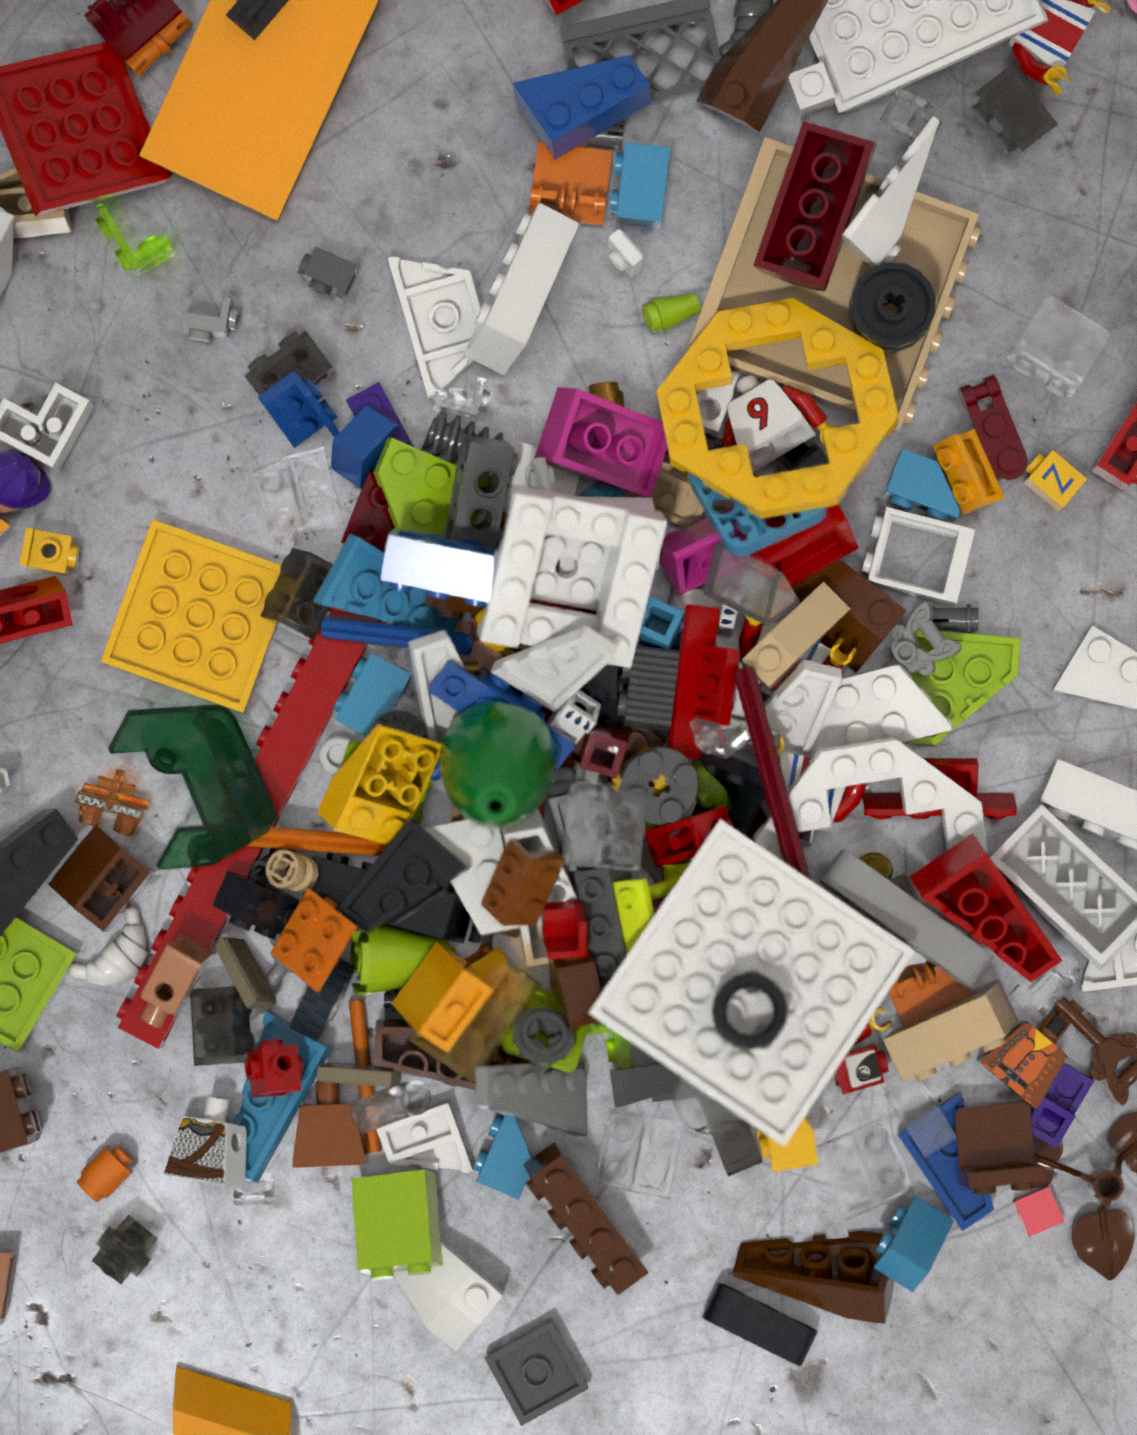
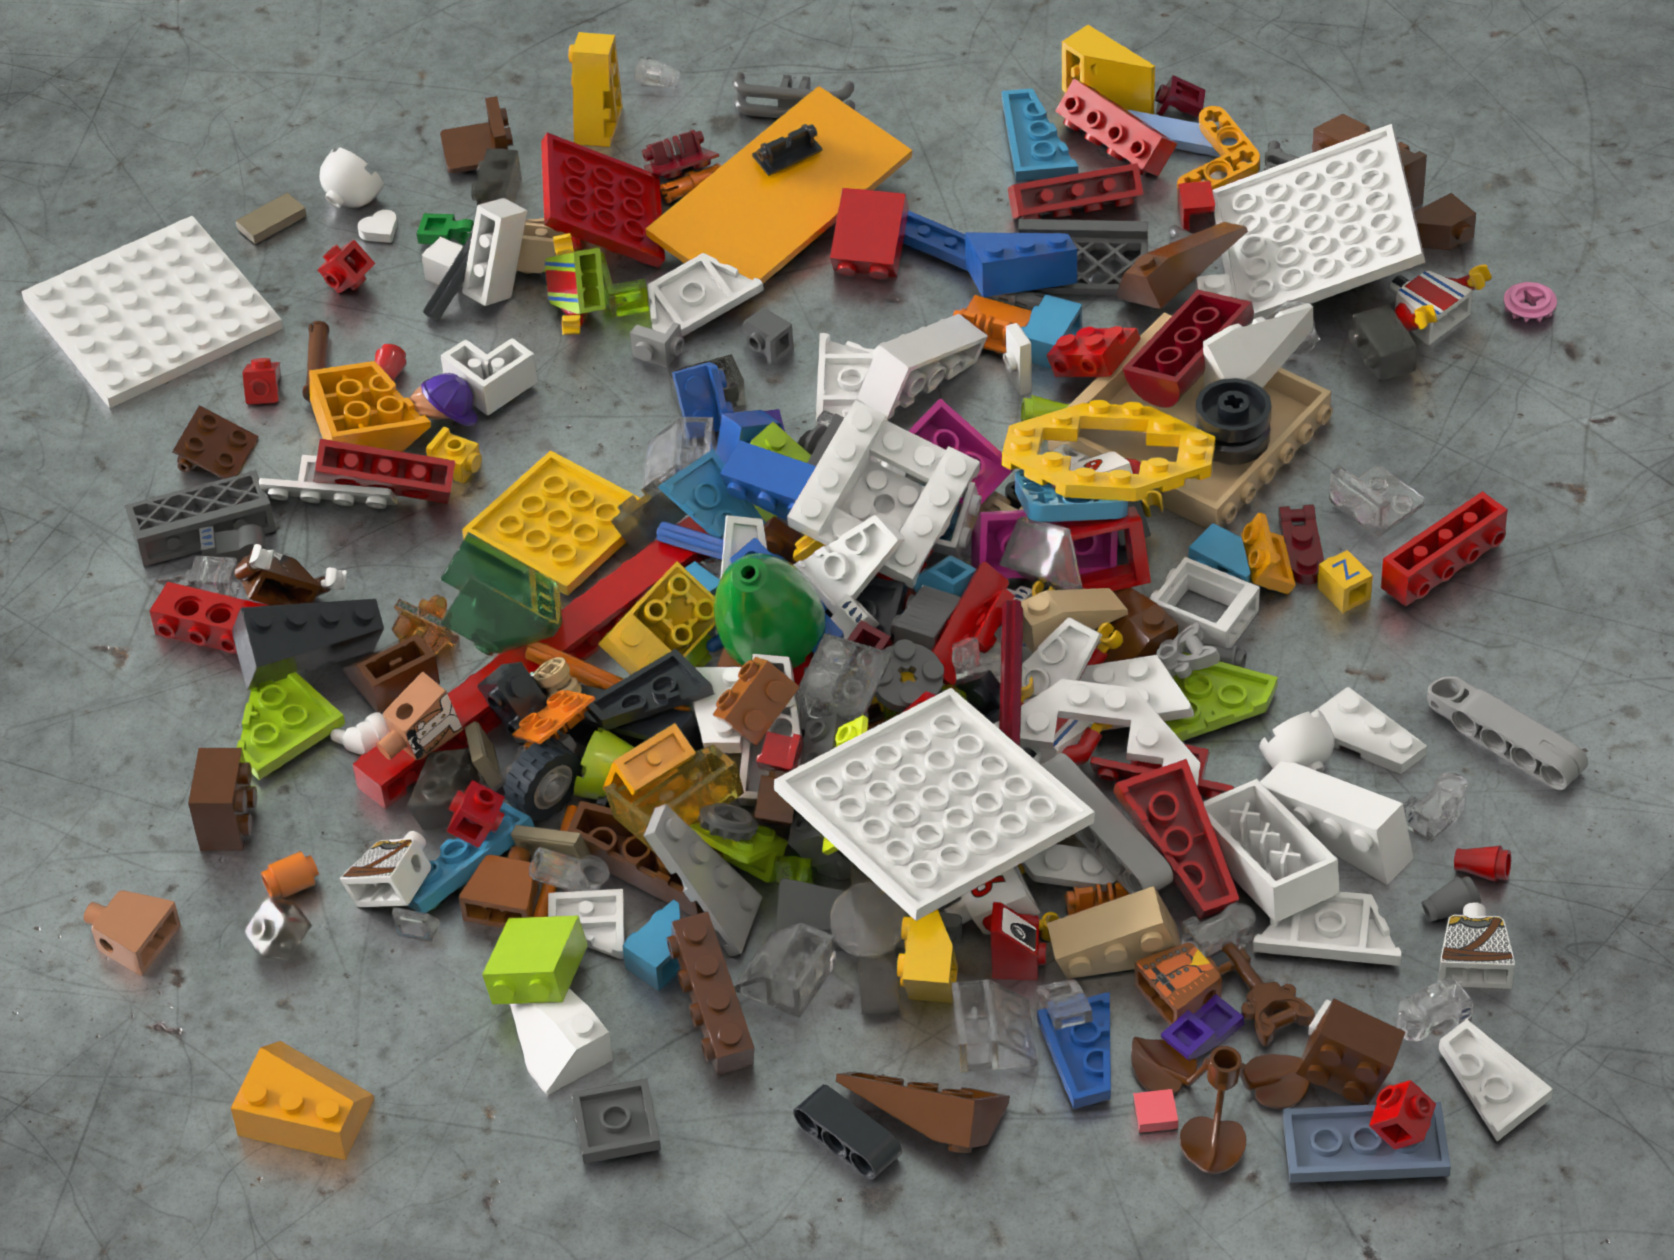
camera: 20 degrees right, 40 degrees down
(91, 264) = (574, 281): none -> torso
(229, 239) = (698, 293): none -> white wing
(395, 92) = (869, 233): none -> red brick
(468, 64) = (935, 239): none -> blue plate
(703, 219) = (1092, 351): none -> red plate
(779, 1006) = (922, 783): black tyre -> none
(913, 1243) = (1019, 1086): dark azure brick -> none
(996, 1147) = (1127, 1030): reddish brown bracket -> none
(1067, 731) = (1302, 741): none -> white cylinder

